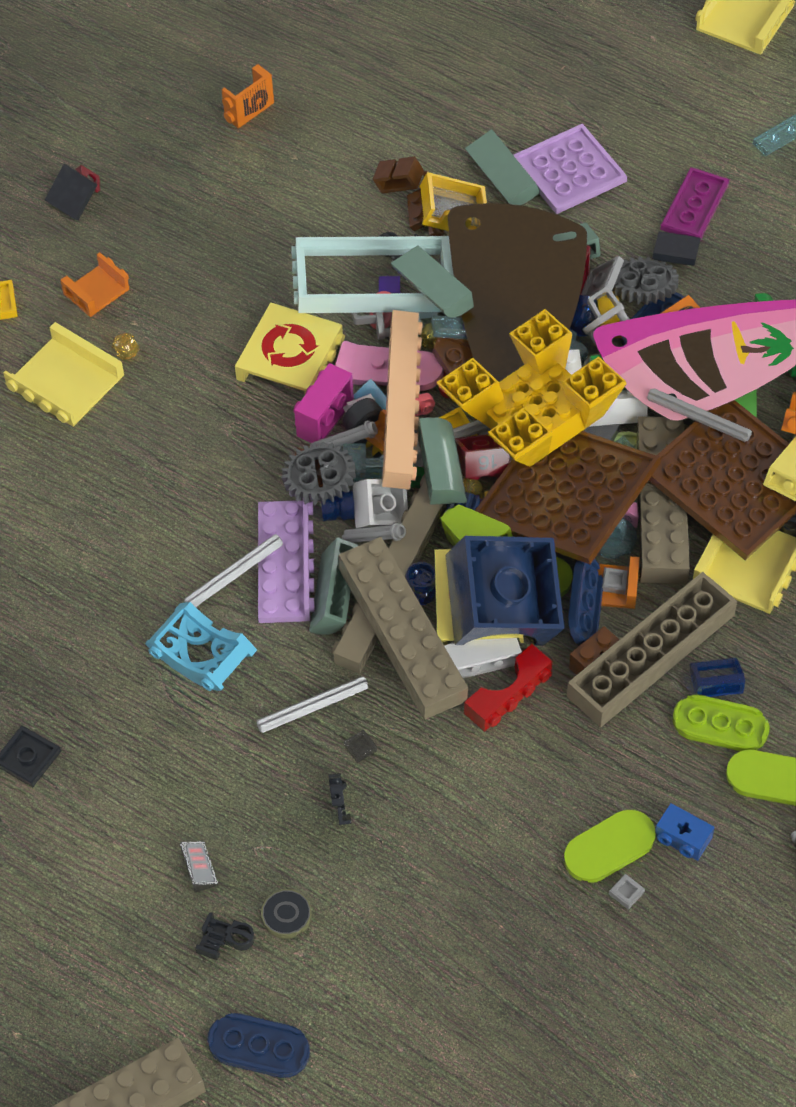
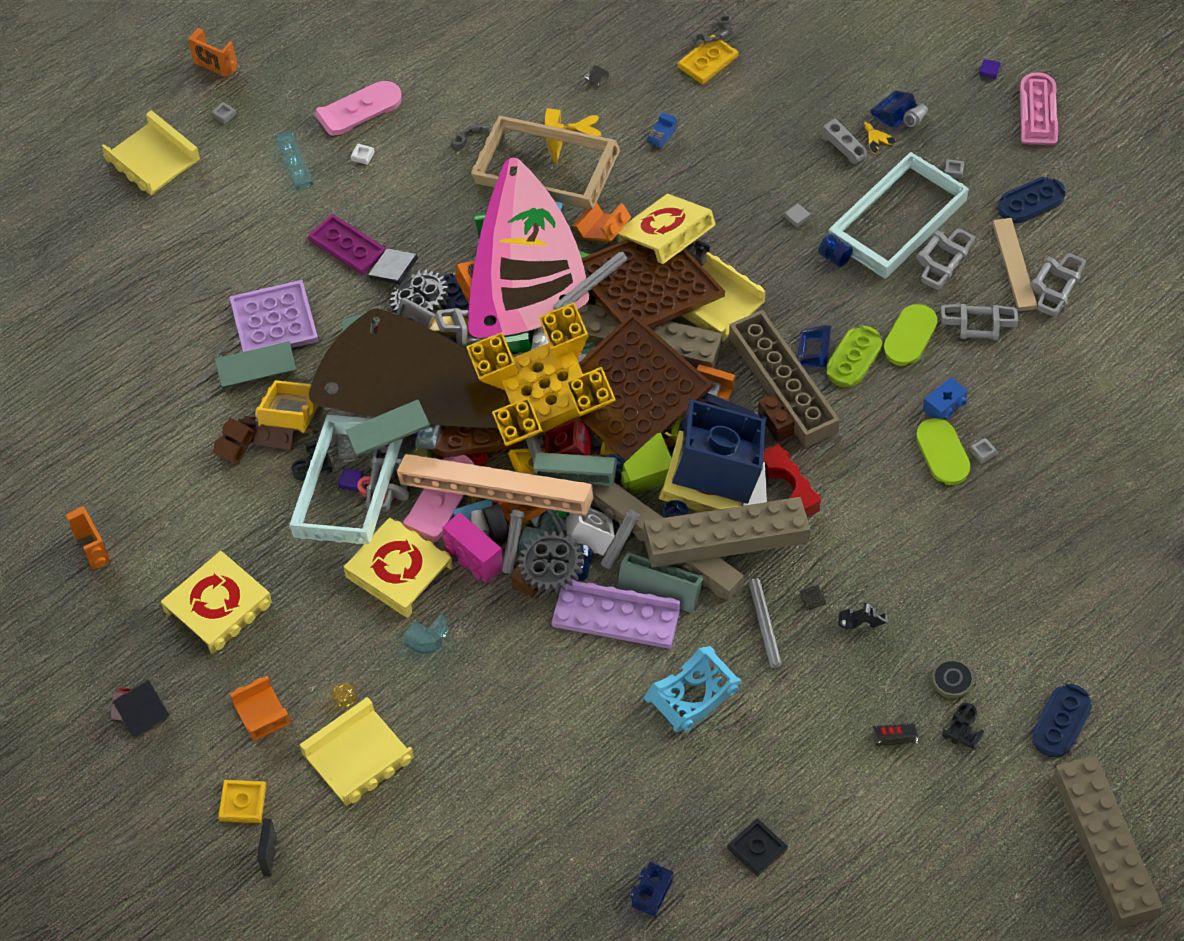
camera: 75 degrees left, 0 degrees up
(205, 216) = (217, 601): none -> light yellow panel
(211, 398) = (424, 639): none -> clear light blue brick
(234, 570) = (621, 652): axle -> none

